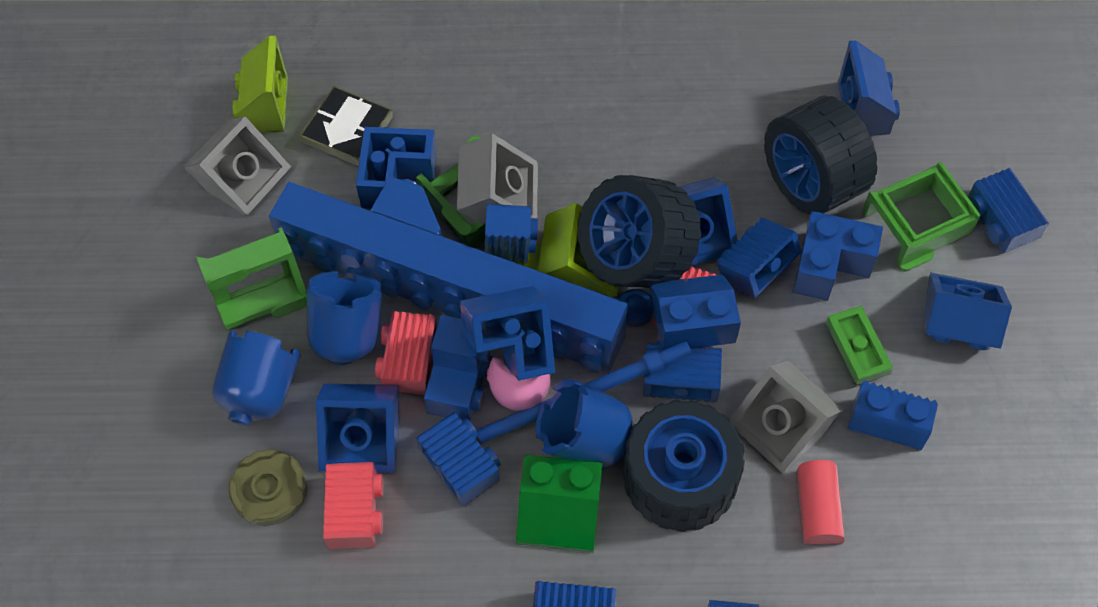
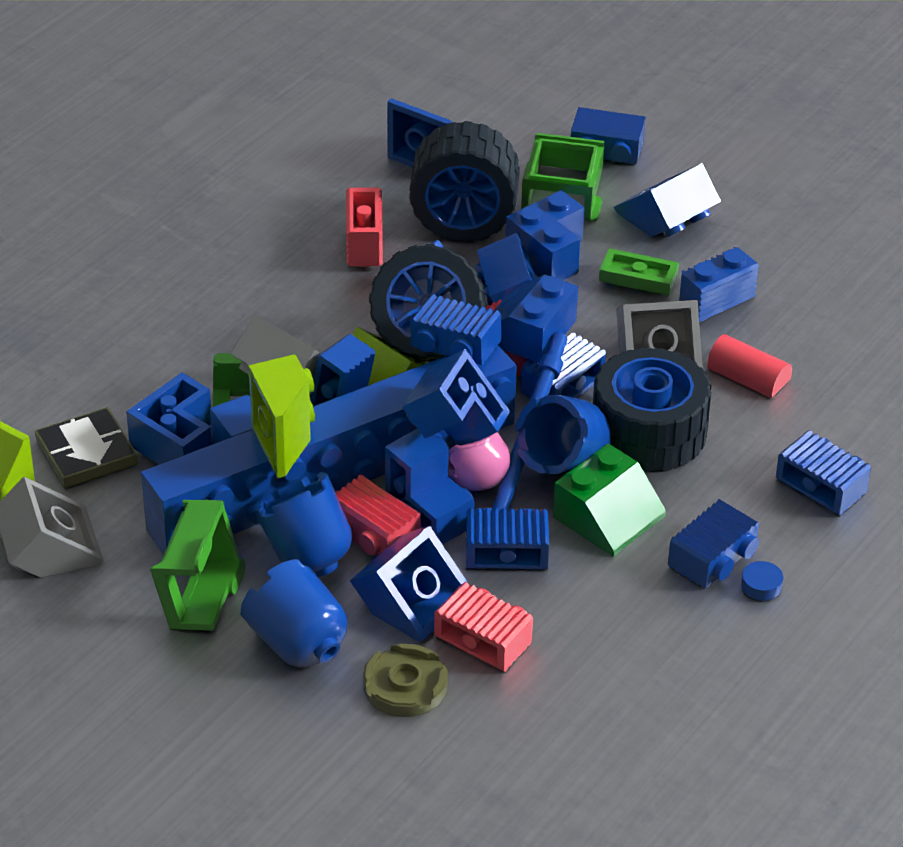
camera: 55 degrees left, 20 degrees down
(385, 227) = (281, 409): none -> lime slope
(598, 275) = (452, 326): none -> blue brick
(718, 125) = (364, 227): none -> coral brick

